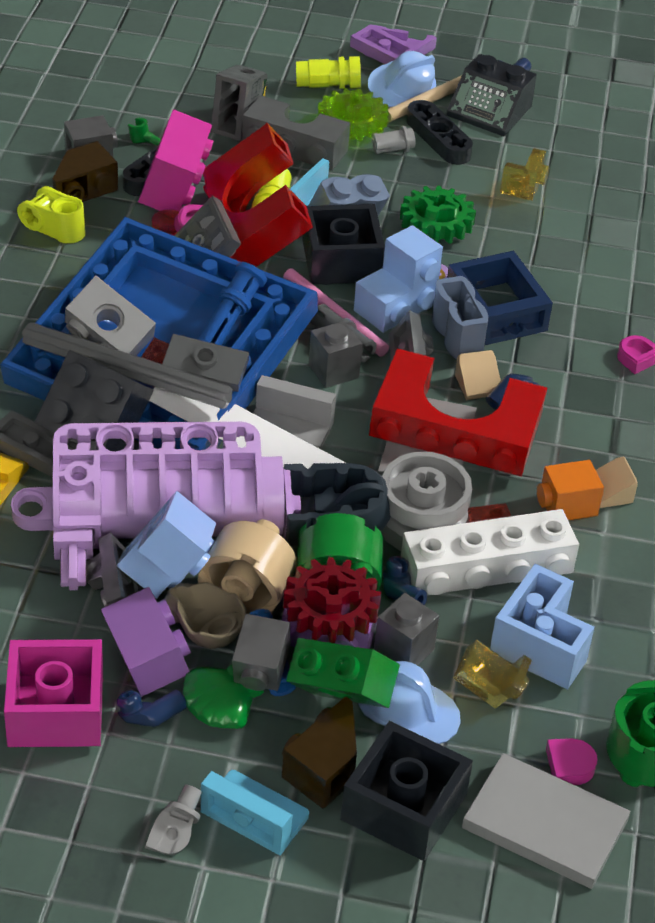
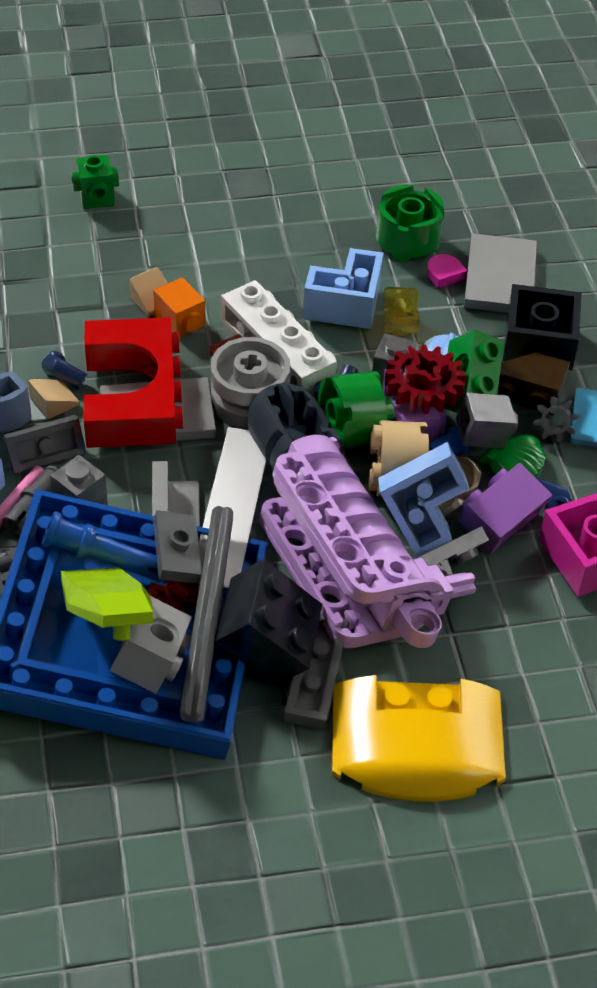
camera: 110 degrees left, 5 degrees up
(150, 282) = (107, 599): none -> lime piece
(253, 747) = (546, 420): none -> dark grey gear

